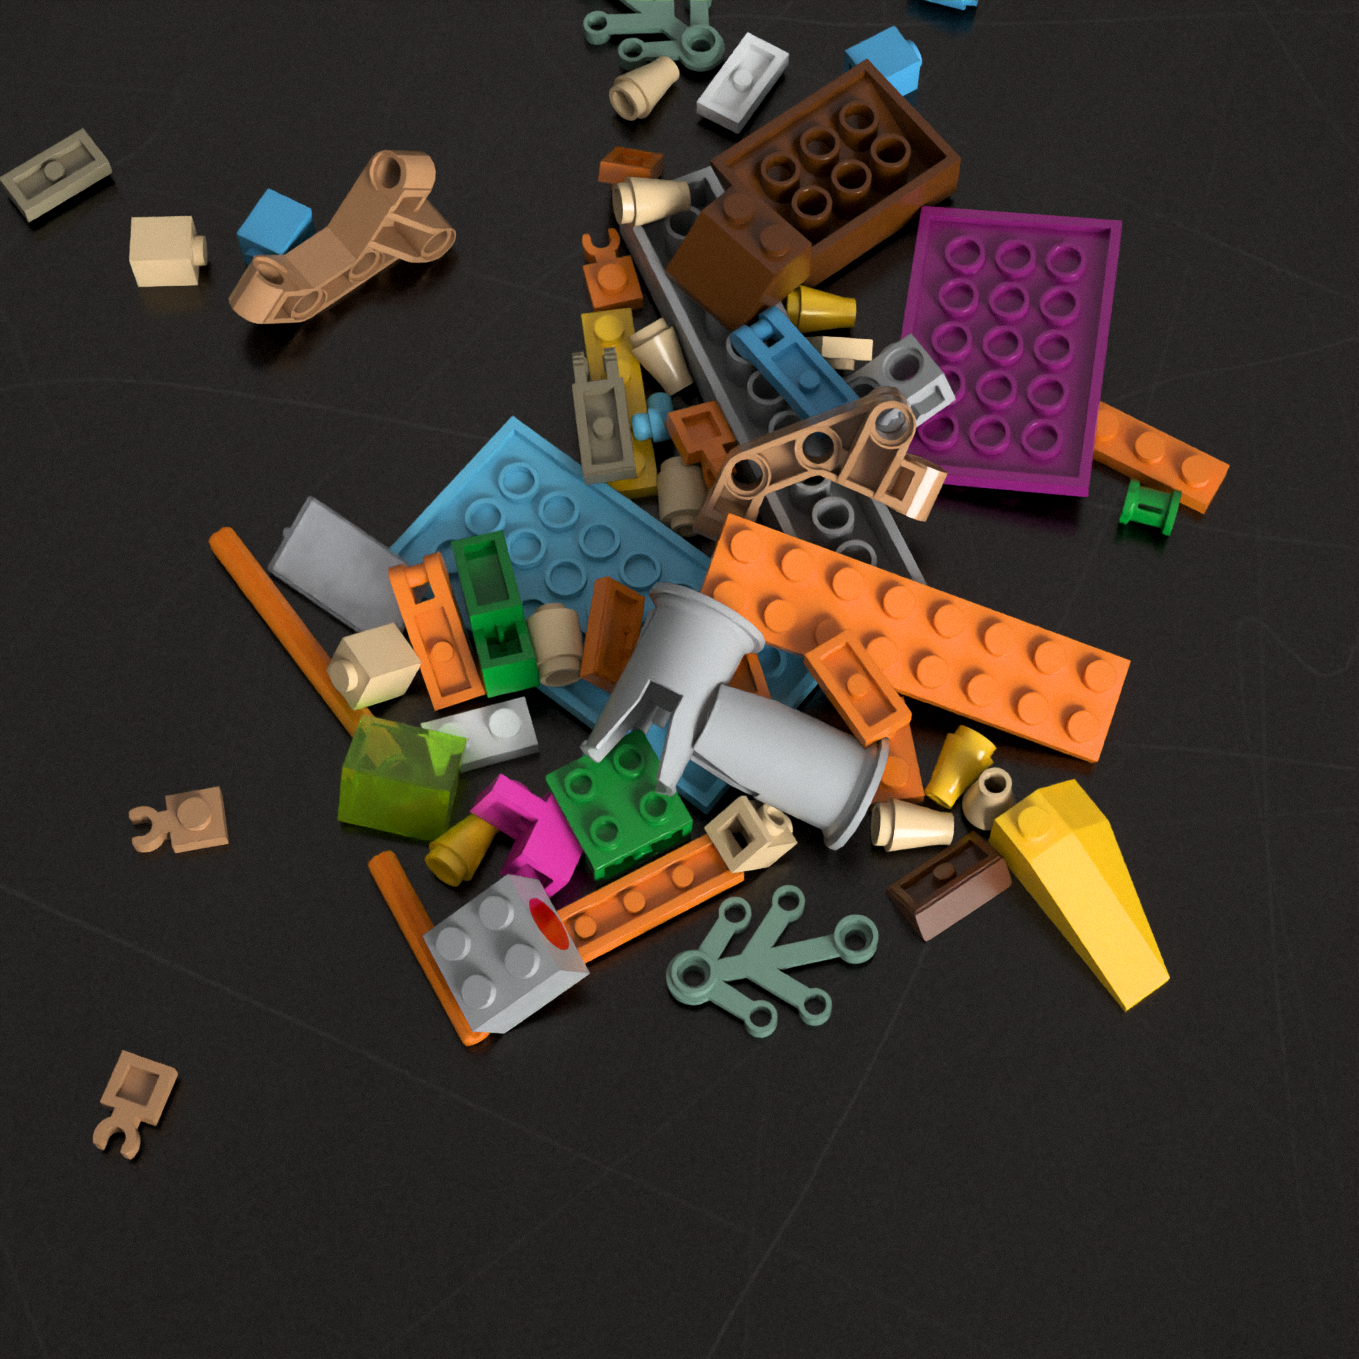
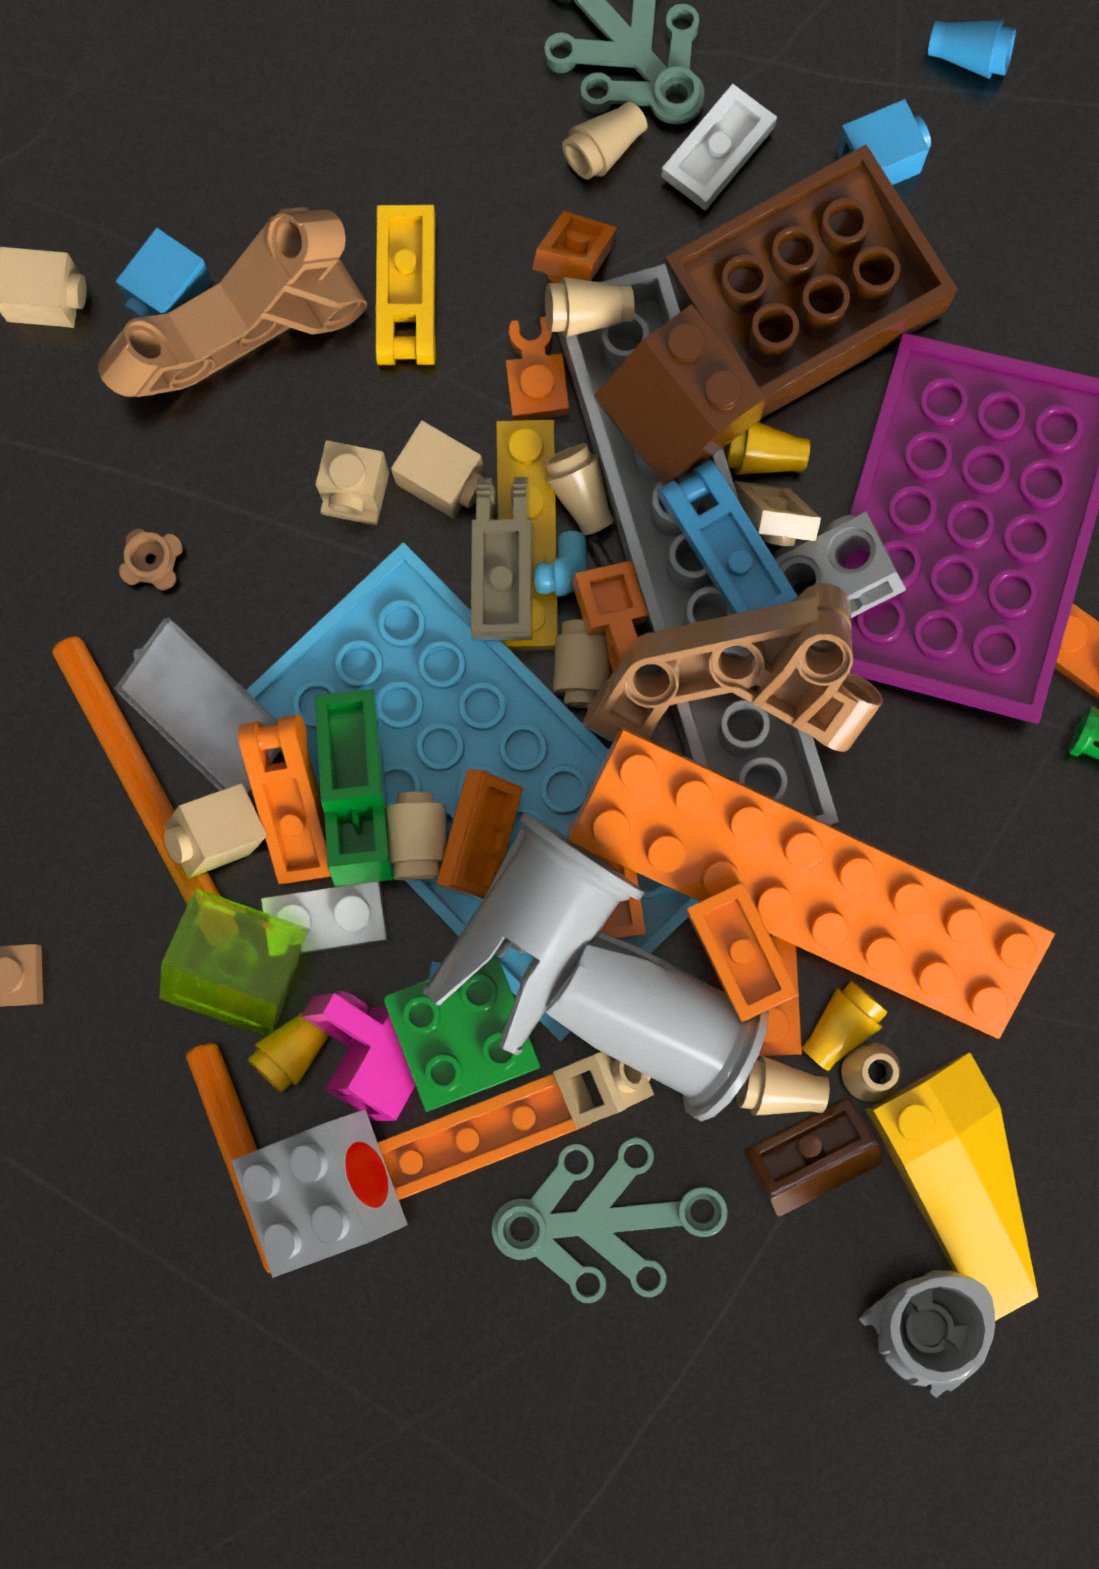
camera: 15 degrees right, 15 degrees up
(285, 445) = (142, 544): none -> medium nougat plate
(461, 373) = (352, 482): none -> tan brick
(487, 215) = (405, 282): none -> yellow plate
(535, 357) = (438, 470): none -> tan brick
(1079, 1000) = (934, 1328): none -> light grey helmet

